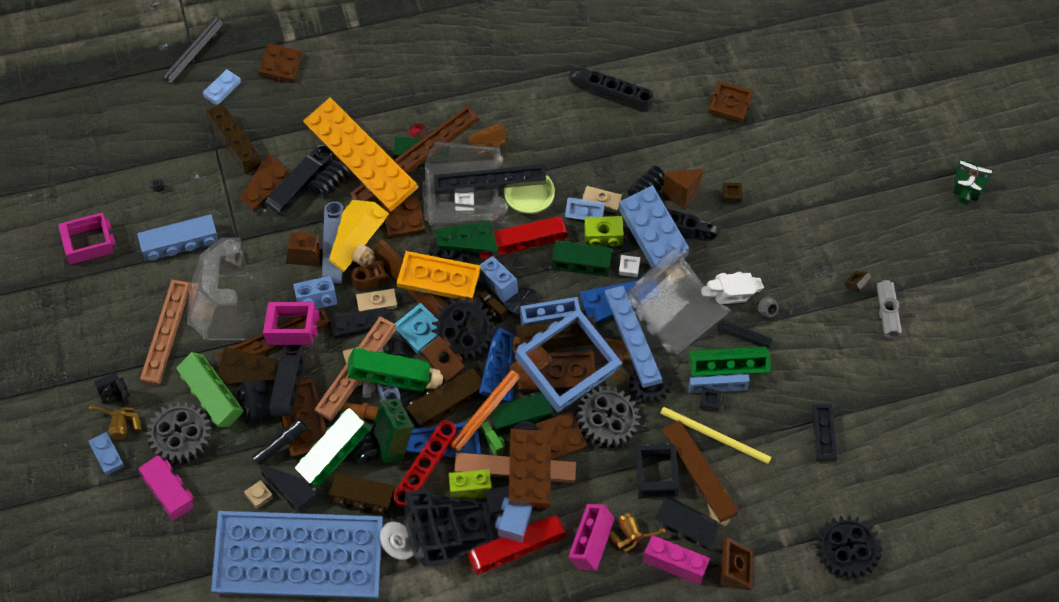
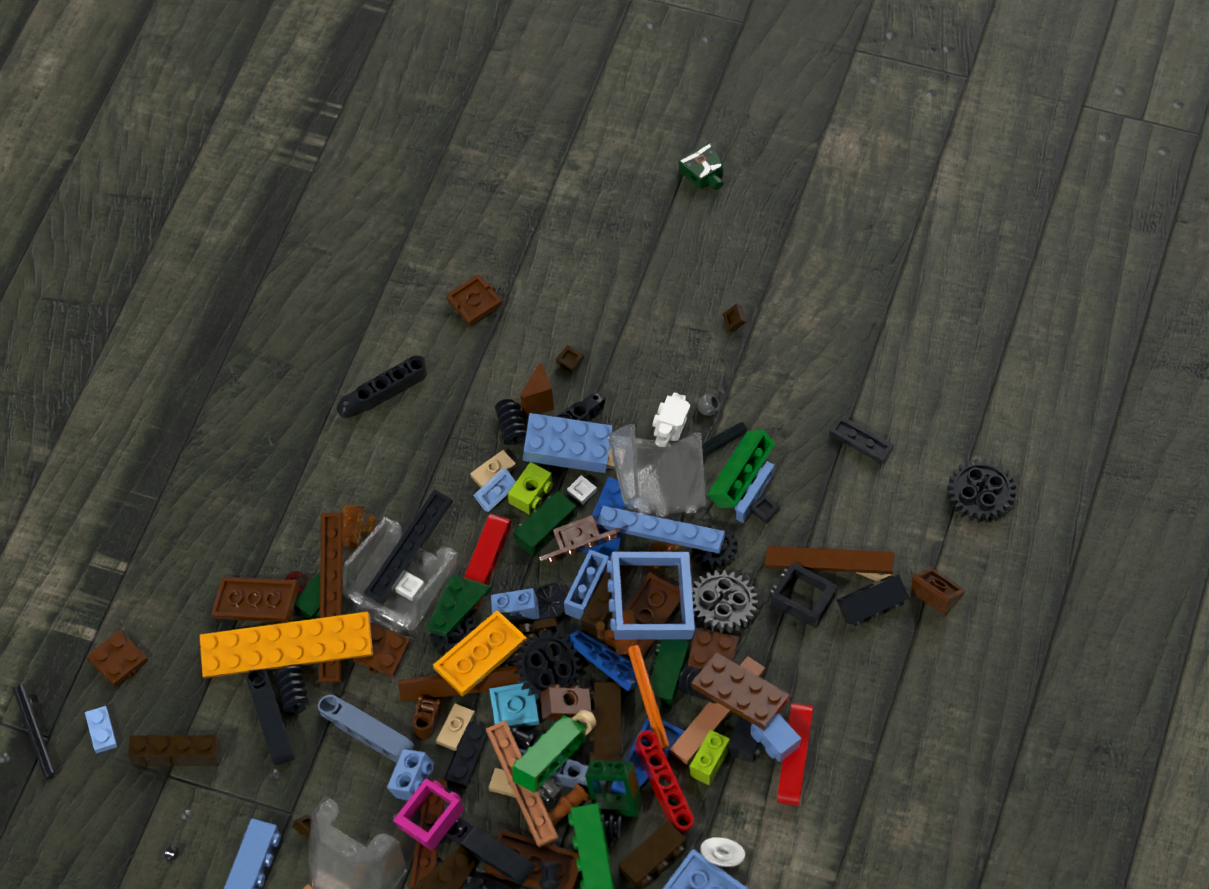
camera: 50 degrees left, 0 degrees up
(264, 182) = (246, 750): reddish brown wing -> none
(304, 249) = (355, 757): reddish brown torso -> none
(356, 227) = (370, 694): yellow wedge -> none
(363, 255) = (404, 707): tan plate -> none
(381, 113) = (255, 599): none -> reddish brown plate
(445, 526) = (737, 804): black wedge -> none
(495, 442) = (678, 711): bright green plate -> none
(530, 198) = (451, 528): yellowish green piece -> none
(586, 283) = (576, 535): none -> reddish brown bracket
(591, 537) = (833, 686): dark pink brick -> none
(630, 528) = (843, 651): pearl gold piece -> none
(676, 560) = (901, 632): dark pink brick -> none
(716, 435) = (800, 527): light yellow piece -> none
(889, 318) = (789, 317): light grey piece -> none

